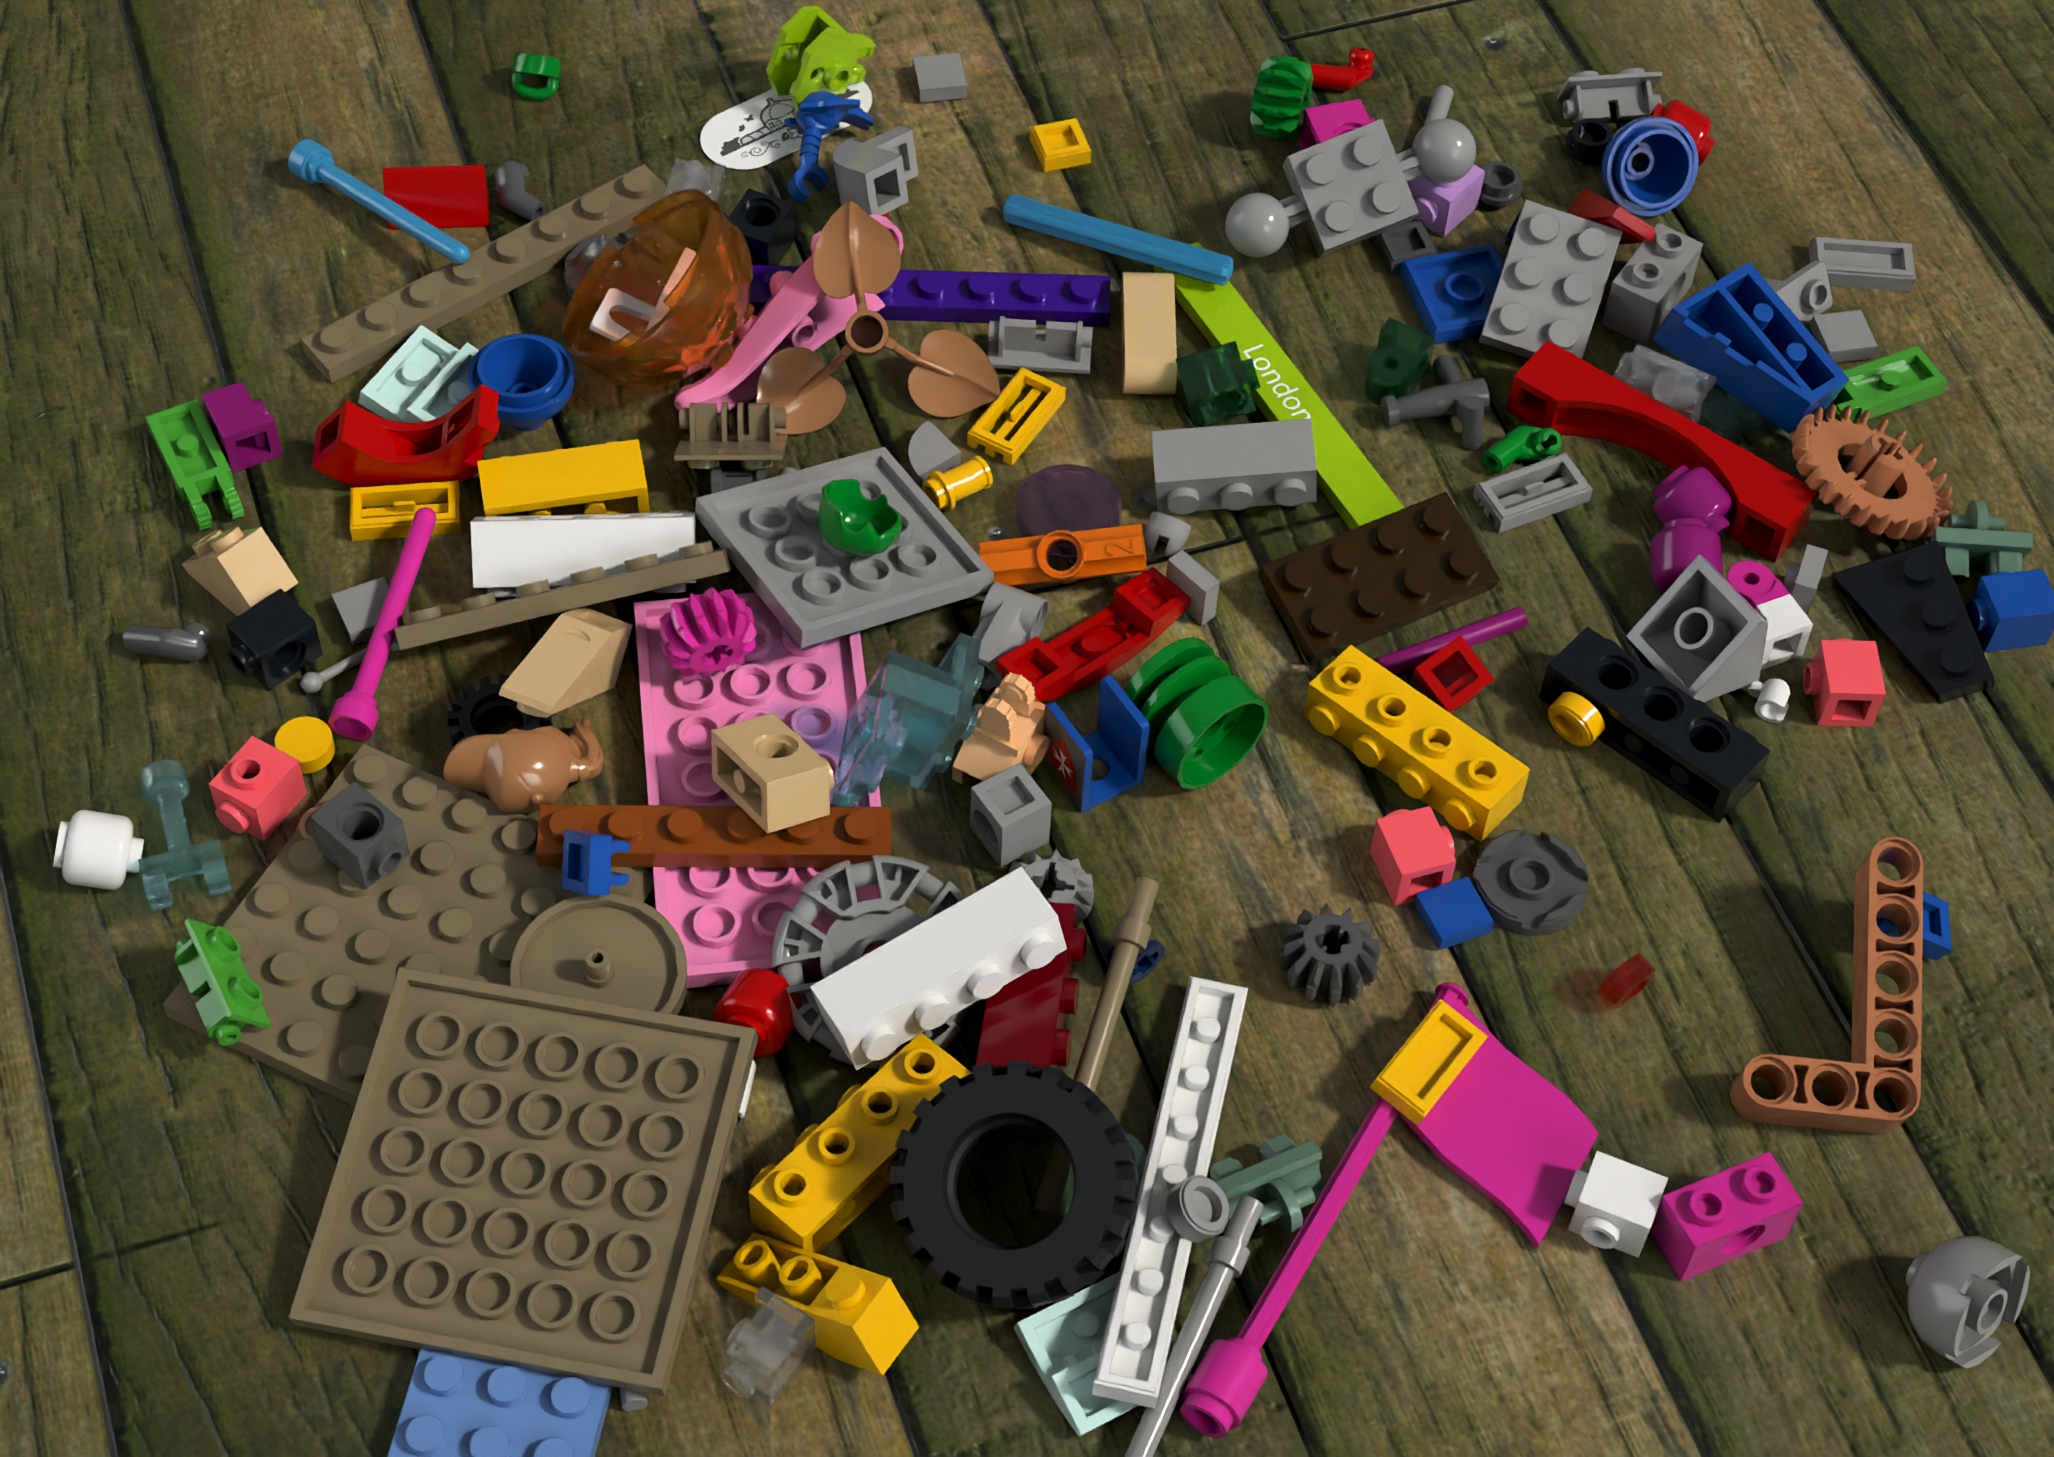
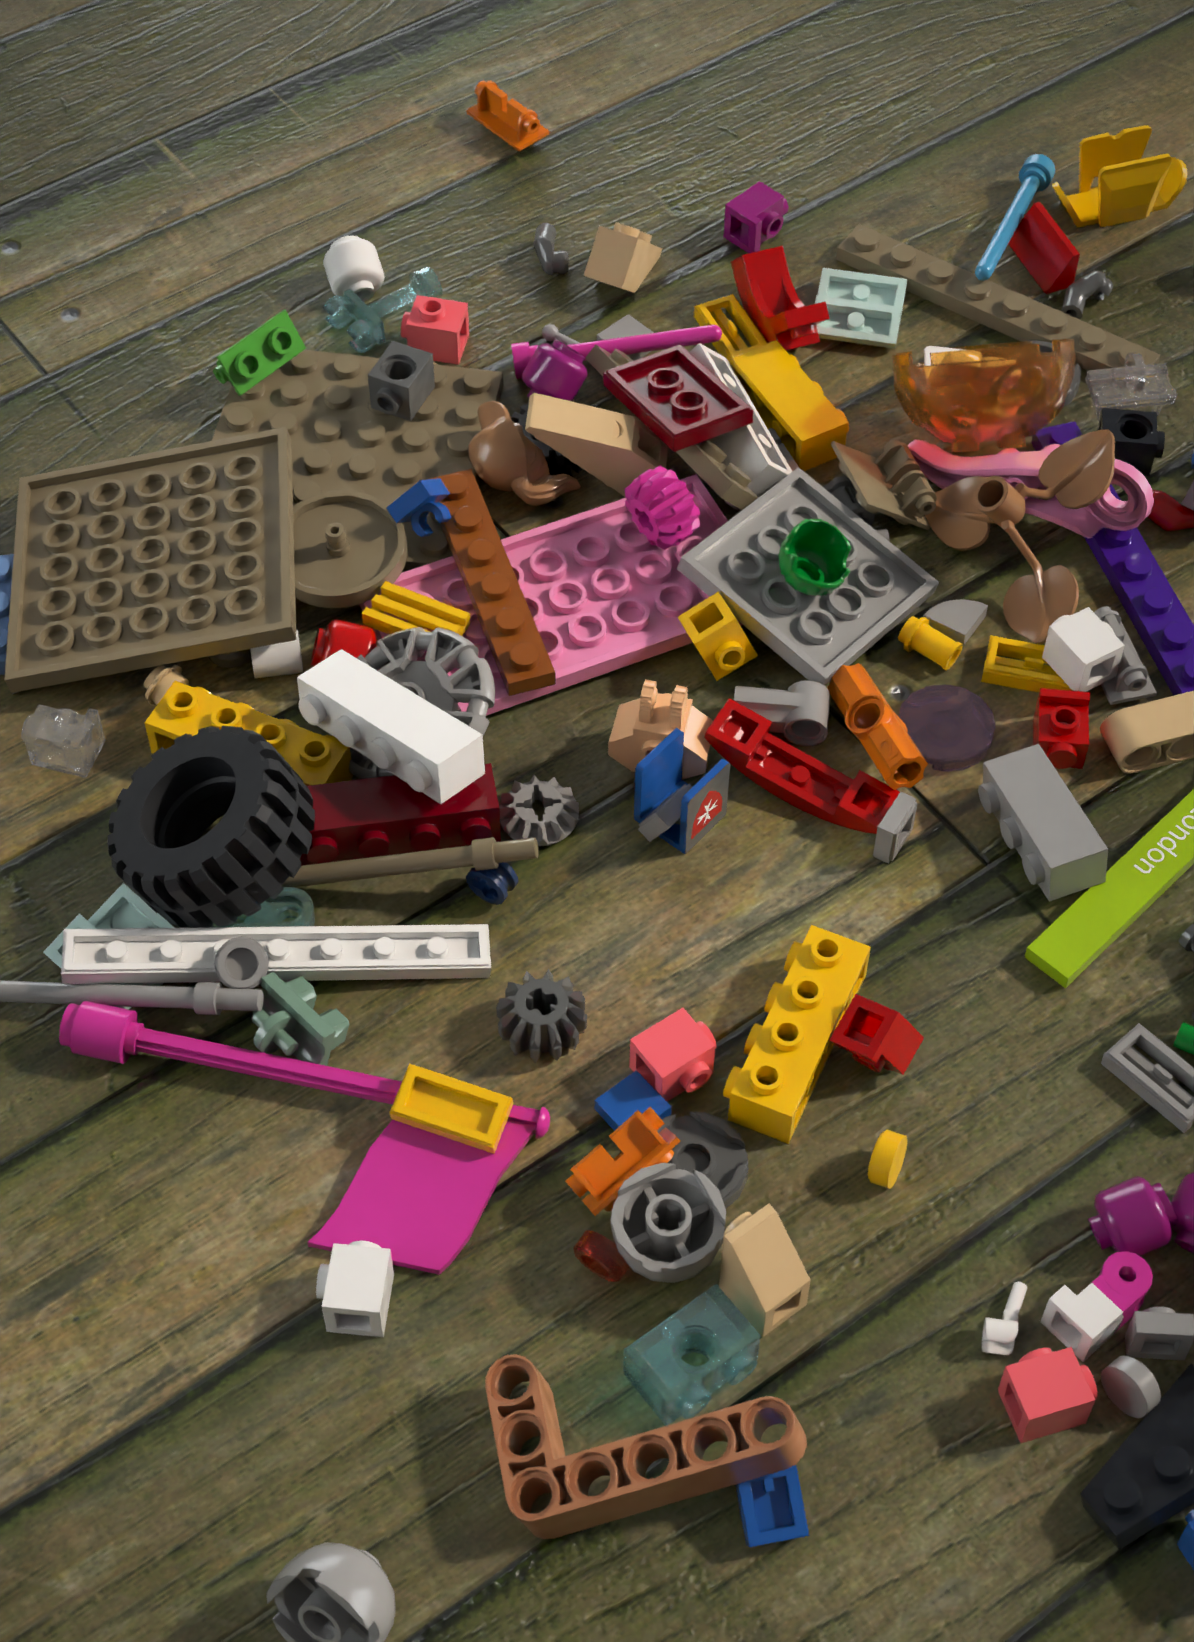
camera: 75 degrees right, 0 degrees up
(194, 460) = (704, 211): bright green hinge -> none
(273, 640) = (570, 296): black brick -> none
(308, 741) = (492, 346): yellow tile -> none
(387, 87) = (1127, 184): none -> yellow piece
(409, 687) = (555, 371): none -> magenta head
(529, 374) = (865, 339): blue piece -> none
(552, 565) = (677, 397): none -> dark red tile
(730, 910) = (415, 608): none -> yellow tile
(730, 1220) = (160, 681): none -> tan plate
(771, 772) = (540, 579): tan brick -> none
(854, 1309) = (103, 763): yellow slope -> none
(893, 632) = (717, 636): none -> yellow brick
(908, 721) = (627, 646): clear light blue bracket -> none
(1010, 814) = (586, 753): light grey brick -> none
(1039, 359) = (1083, 650): none -> white brick
(1114, 766) = (664, 814): none -> light grey tile
(1116, 419) = (1062, 726): none -> red brick
(1166, 530) = (952, 799): light grey hinge -> none
(1196, 712) = (739, 847): green wheel -> none
(1218, 384) = (1134, 786): clear green brick -> none
(1378, 577) = (983, 968): dark brown plate -> none
(1473, 634) = (946, 1049): magenta bar -> none
(1544, 923) = (640, 1148): none -> orange hinge
(1627, 902) = (668, 1222): none -> light grey cylinder
(1659, 724) = (890, 1305): black brick -> none
(1686, 850) = (762, 1270): none -> tan slope
(1703, 634) = (1031, 1245): light grey slope -> none
(1725, 1216) = (368, 1379): dark pink brick -> none
(1752, 967) = (703, 1326): none -> clear light blue brick
(1849, 618) = (1131, 1386): none -> light grey tile

